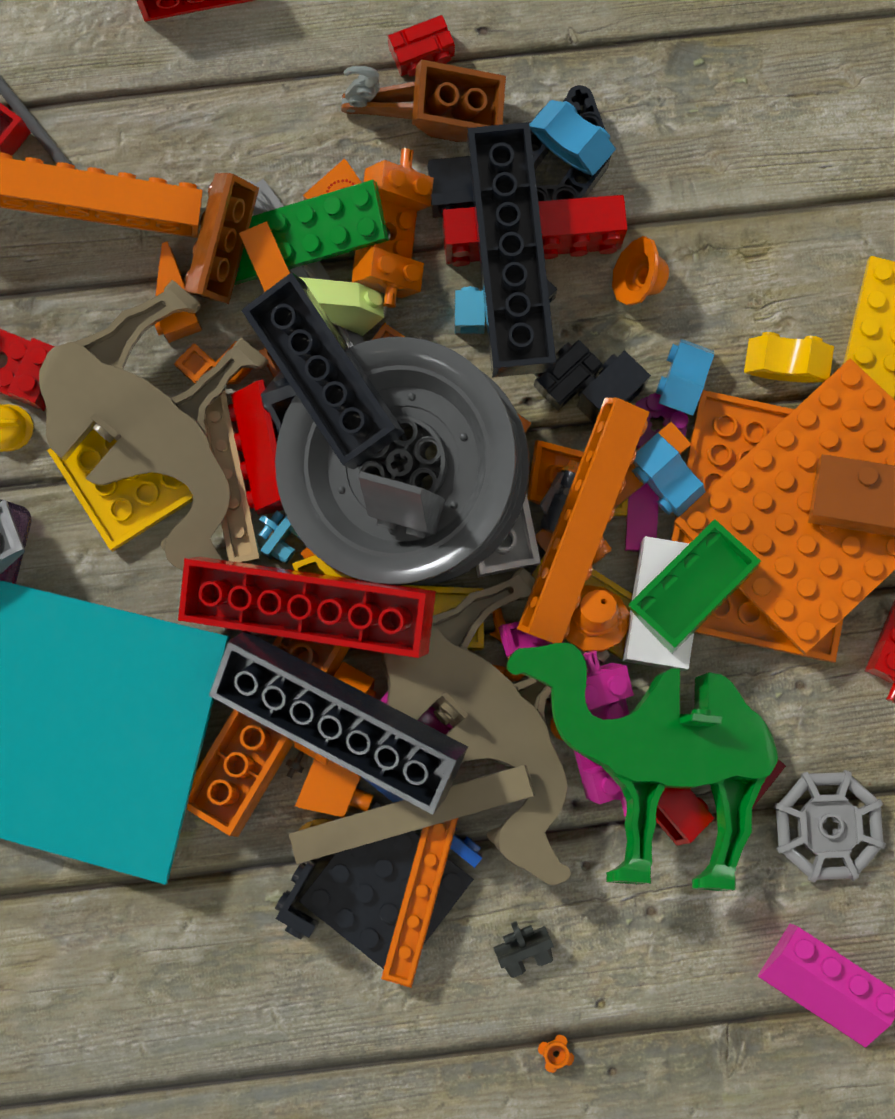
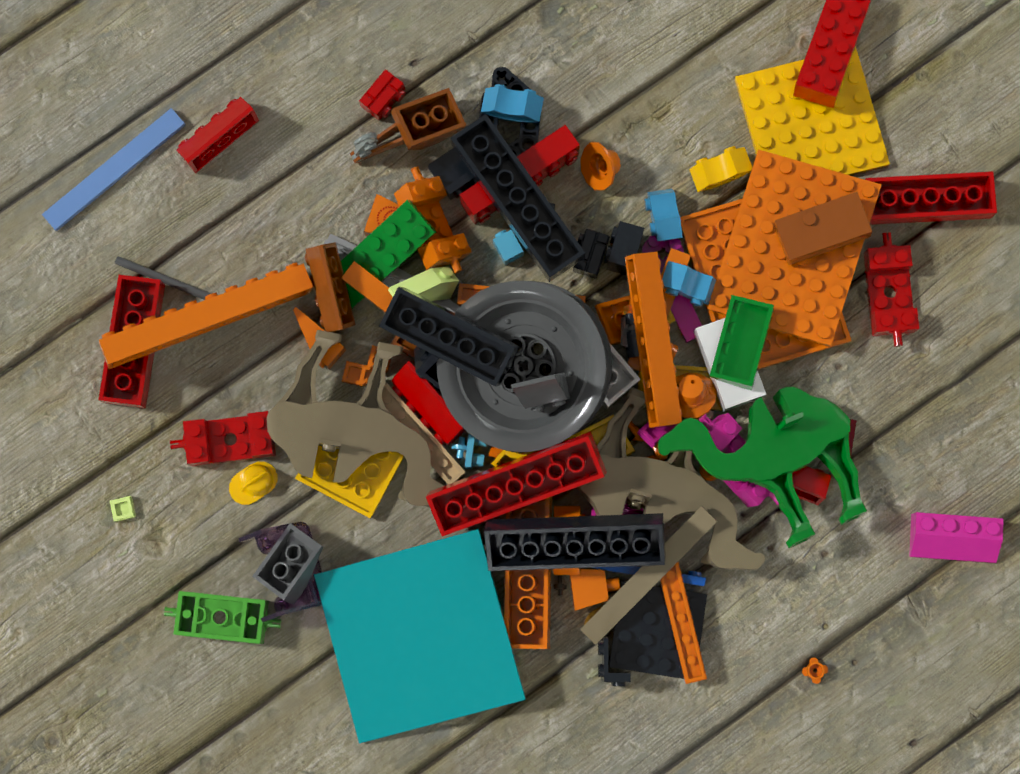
camera: 25 degrees left, 0 degrees up
(522, 945) = (759, 616): pearl dark grey hips -> none
(817, 839) = (899, 454): light grey plate -> none

